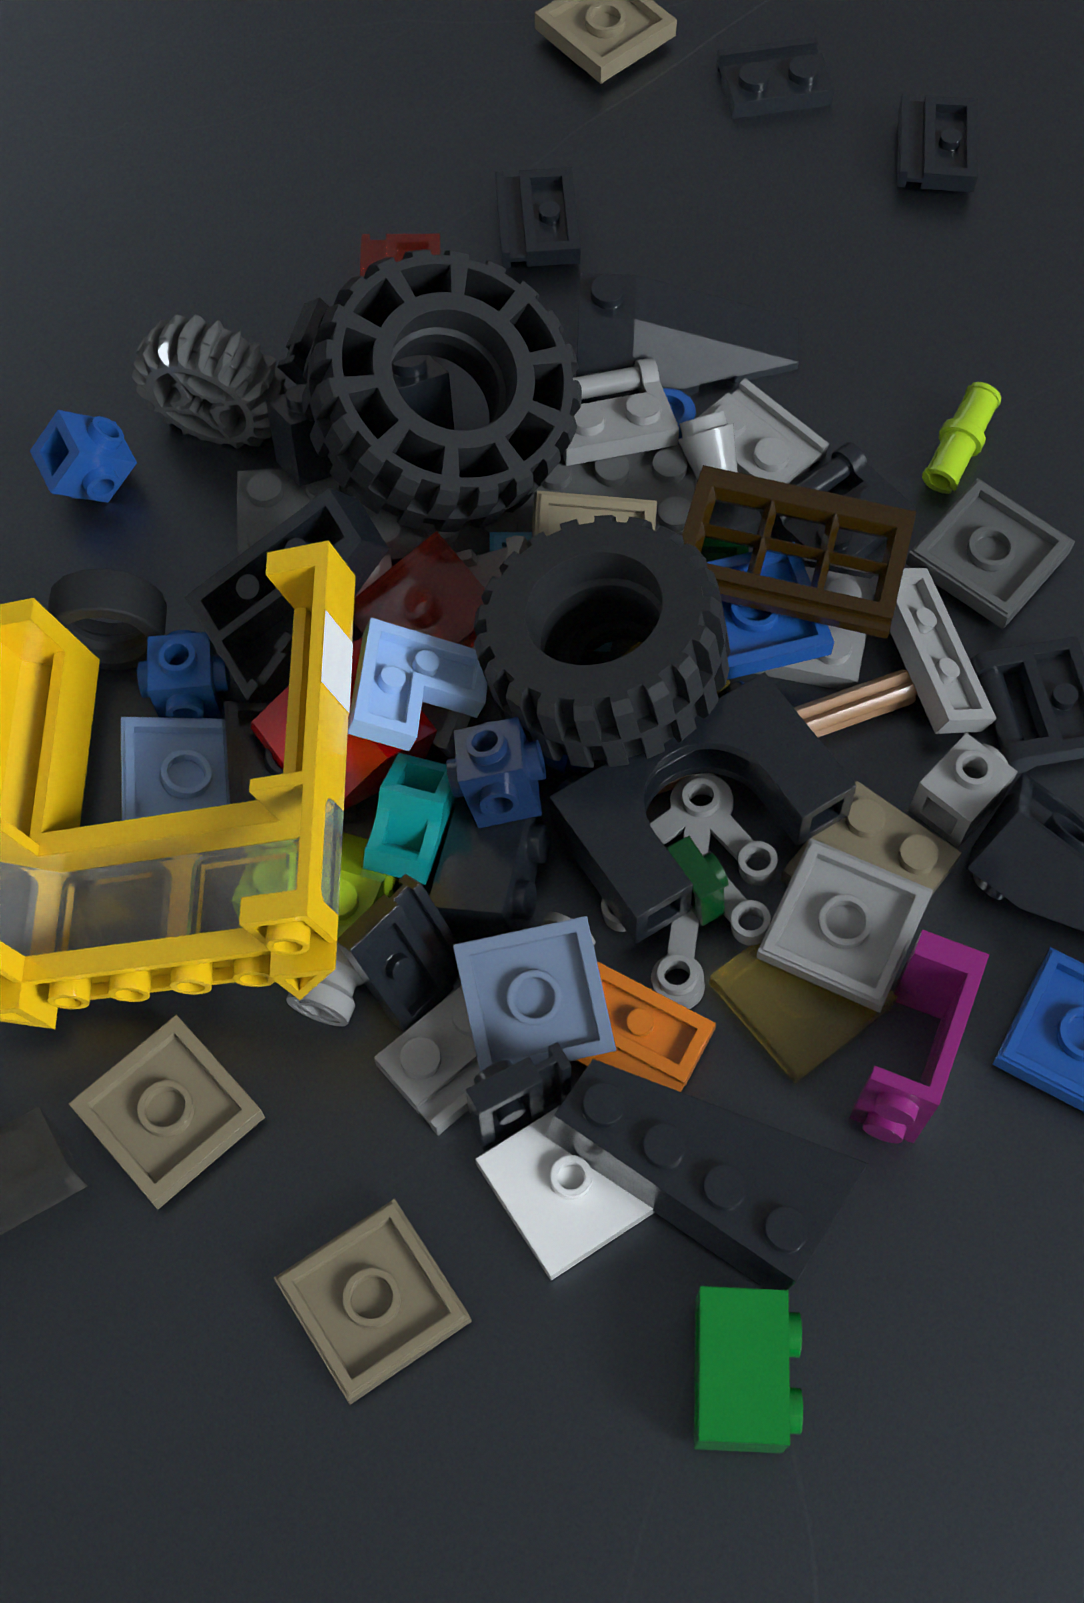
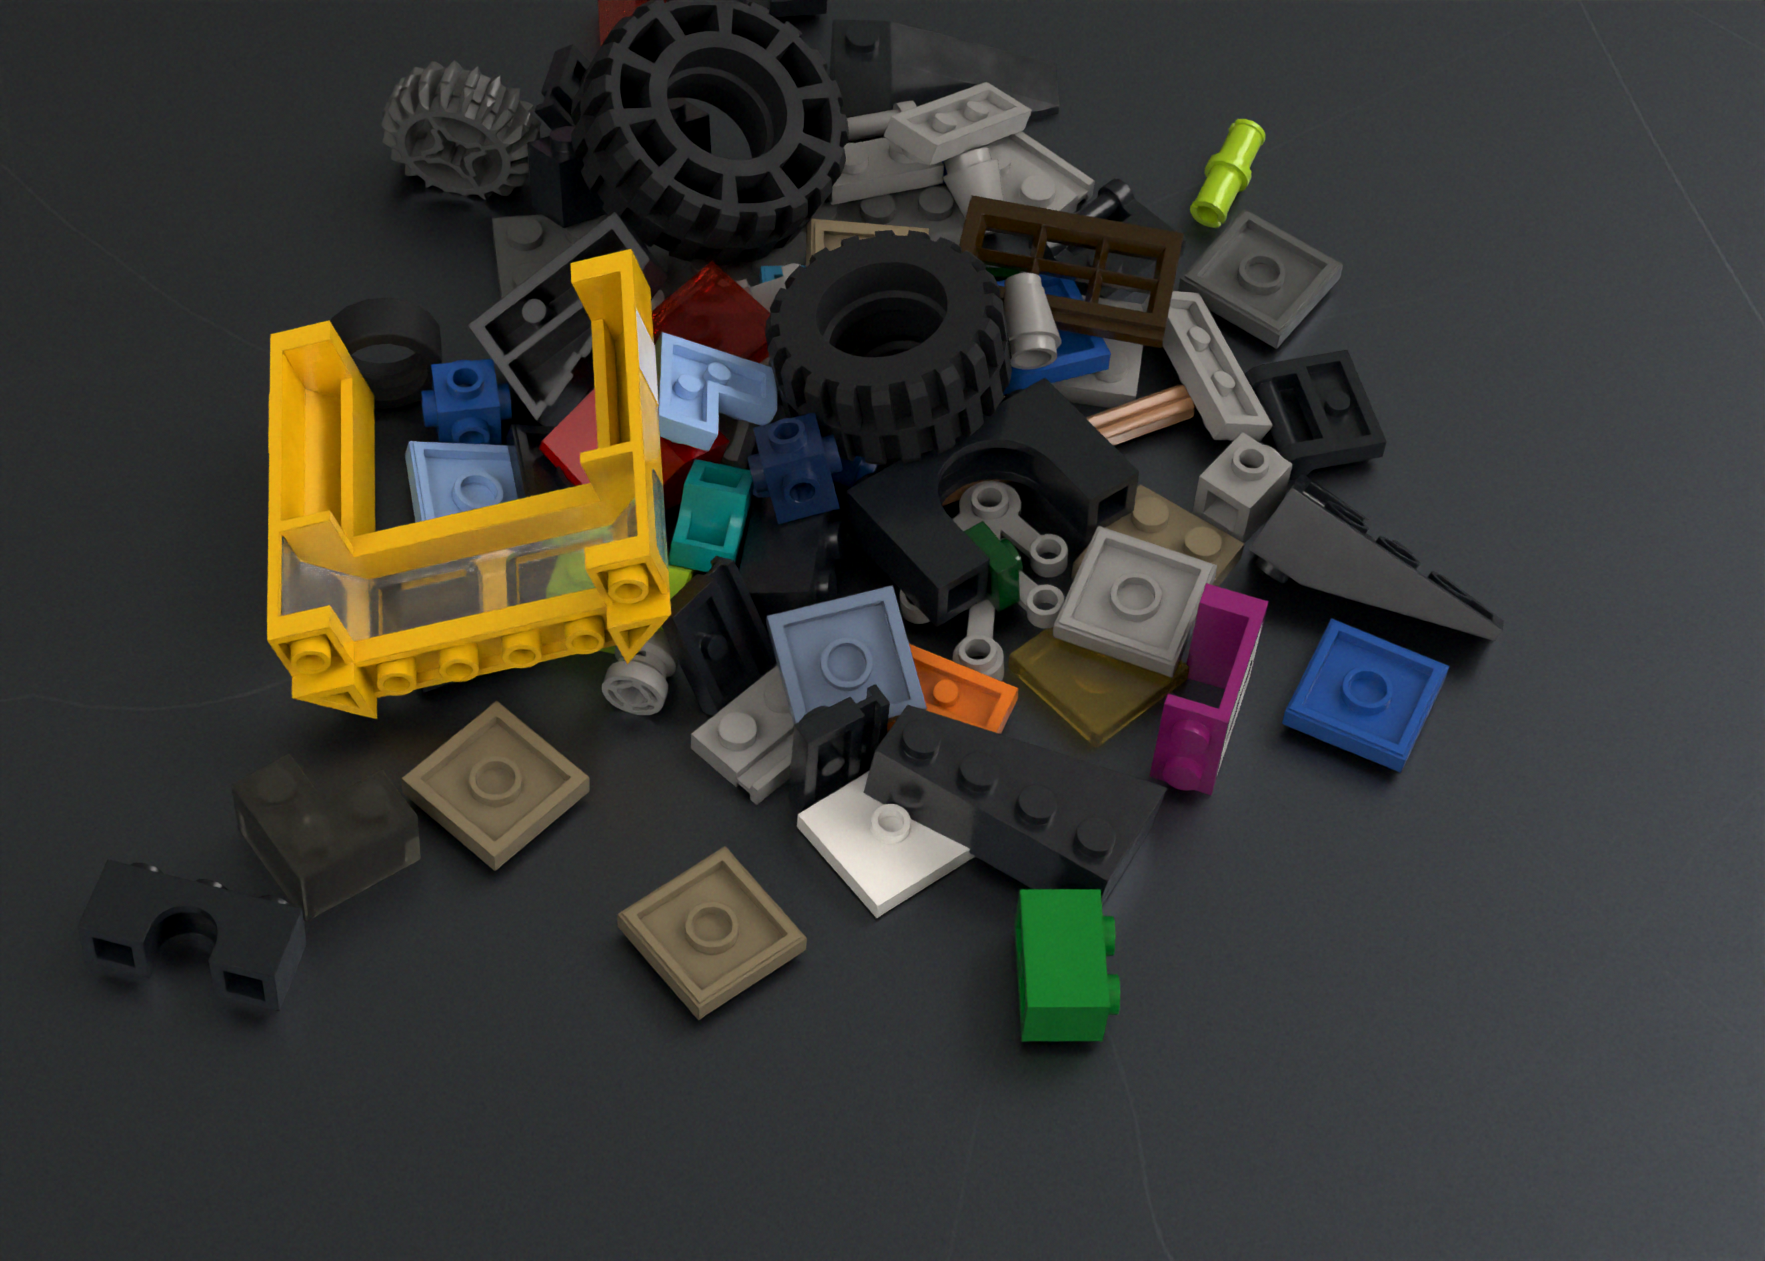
camera: 10 degrees left, 10 degrees down
(83, 456) = (336, 204): blue brick -> none
(693, 386) = (956, 124): none -> light grey plate
(751, 611) = (1029, 322): none -> light grey cone

